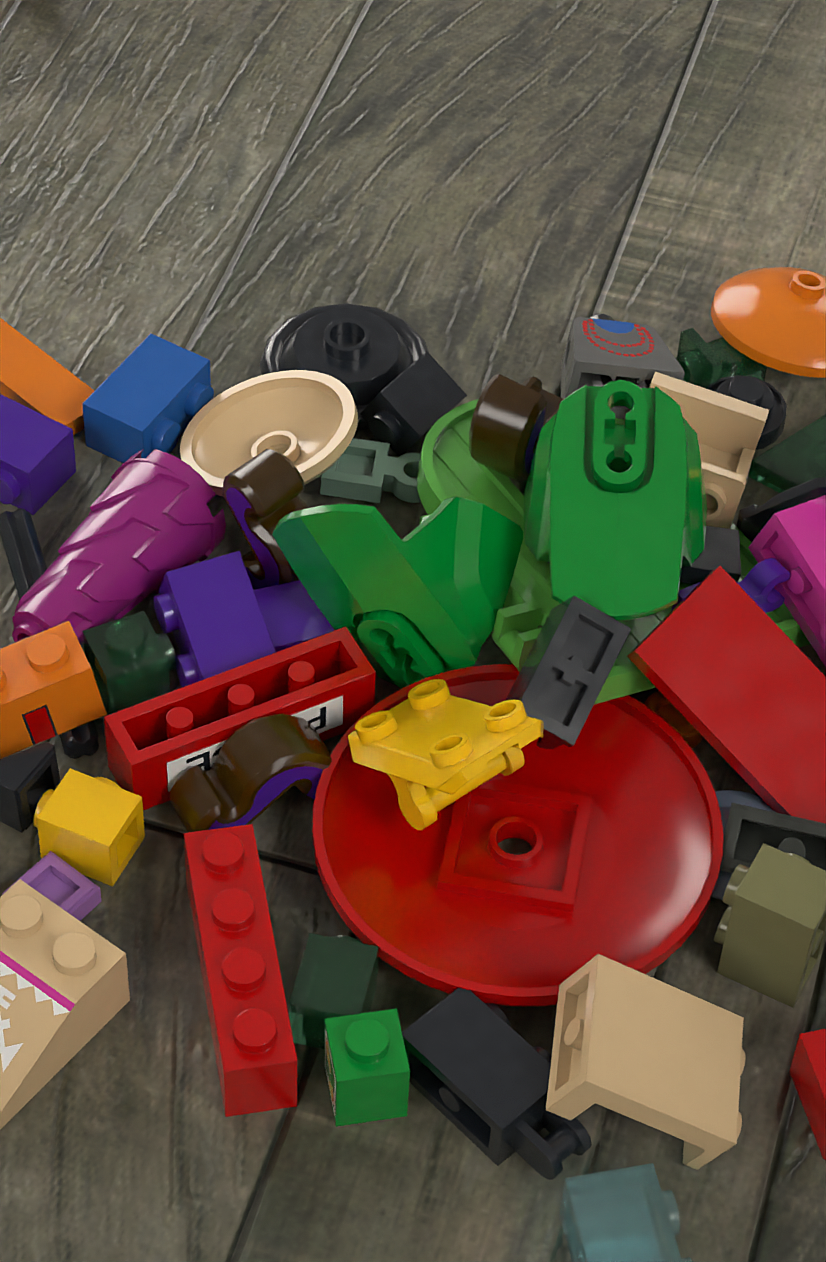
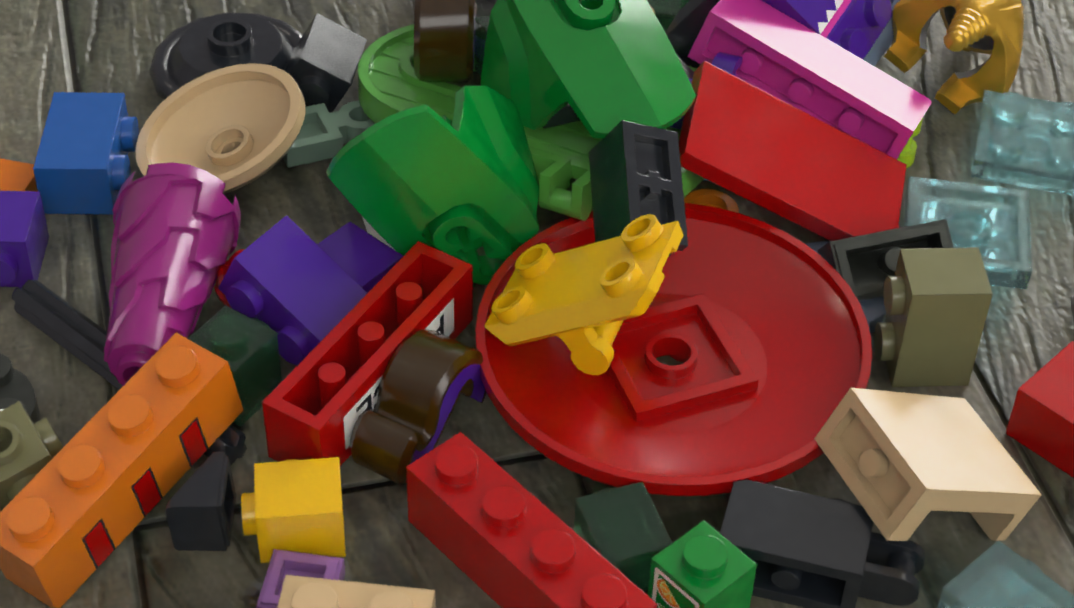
camera: 30 degrees left, 5 degrees down
(258, 498) = (288, 182): dark brown animal -> none

